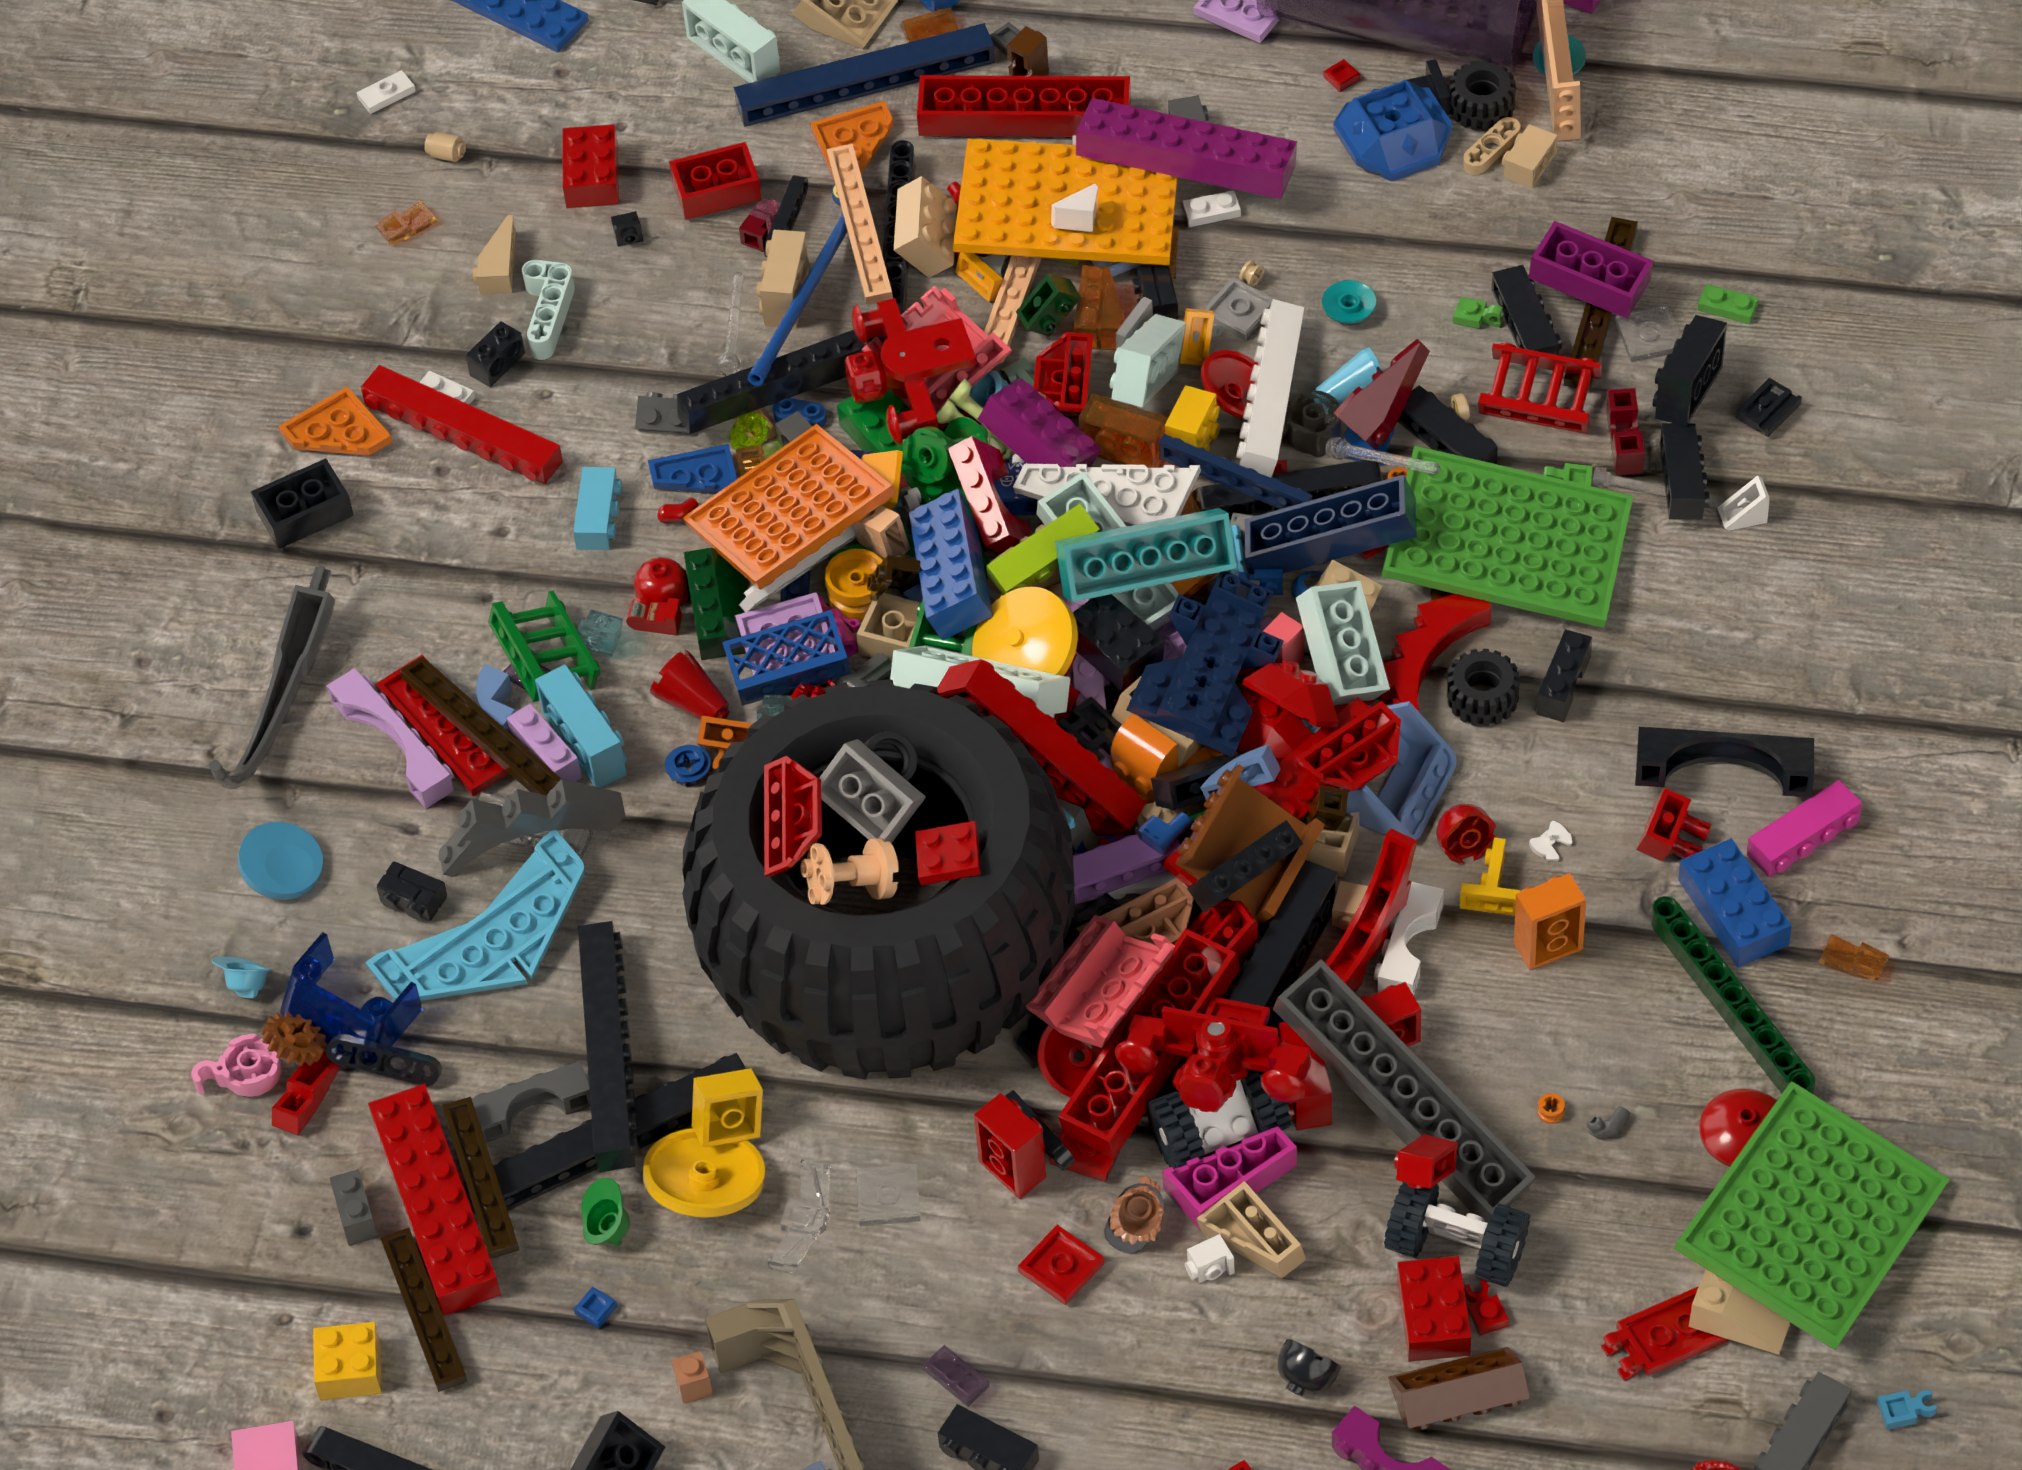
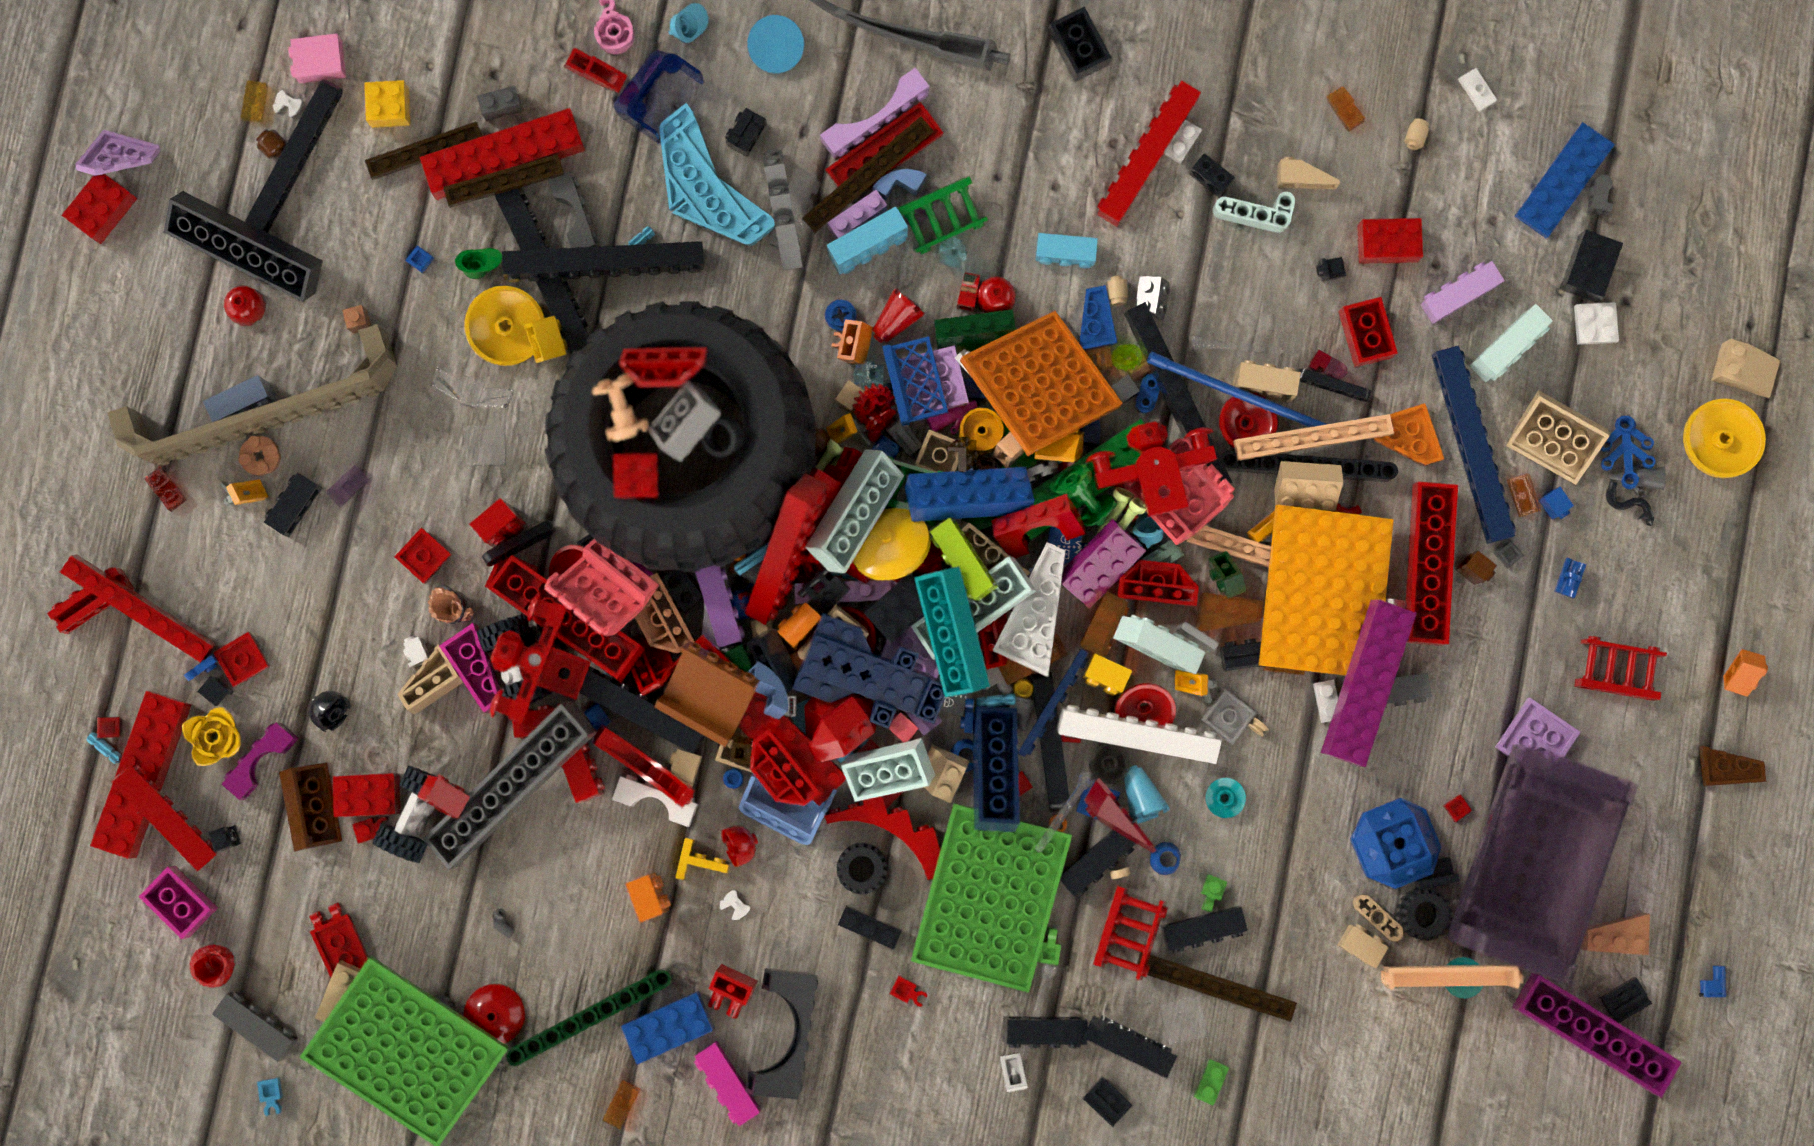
camera: 85 degrees right, 30 degrees up
(293, 1038) = (620, 65): dark orange gear -> none
(336, 426) = (1153, 67): orange plate -> none
(384, 1056) = (609, 118): black beam -> none
(569, 1018) = (641, 238): none -> medium azure axle
(654, 447) = (1117, 290): none -> tan brick
(660, 93) = (1461, 292): none -> lavender brick
(676, 512) = (1060, 307): red arm -> none
(836, 296) = (1257, 420): none -> red dish
(1076, 210) = (1301, 598): white slope -> none
(1162, 835) = (726, 634): blue piece -> none
(1245, 866) = (686, 689): black brick -> none
(1367, 854) = (733, 778): none -> blue tile
(1442, 373) = (1155, 858): none -> blue piece
(1551, 1099) = (517, 891): orange bush -> none
(1590, 269) = (1232, 981): magenta brick -> none
(1623, 431) = (1085, 991): dark red arch -> none
(1648, 634) = (905, 989): none -> red plate

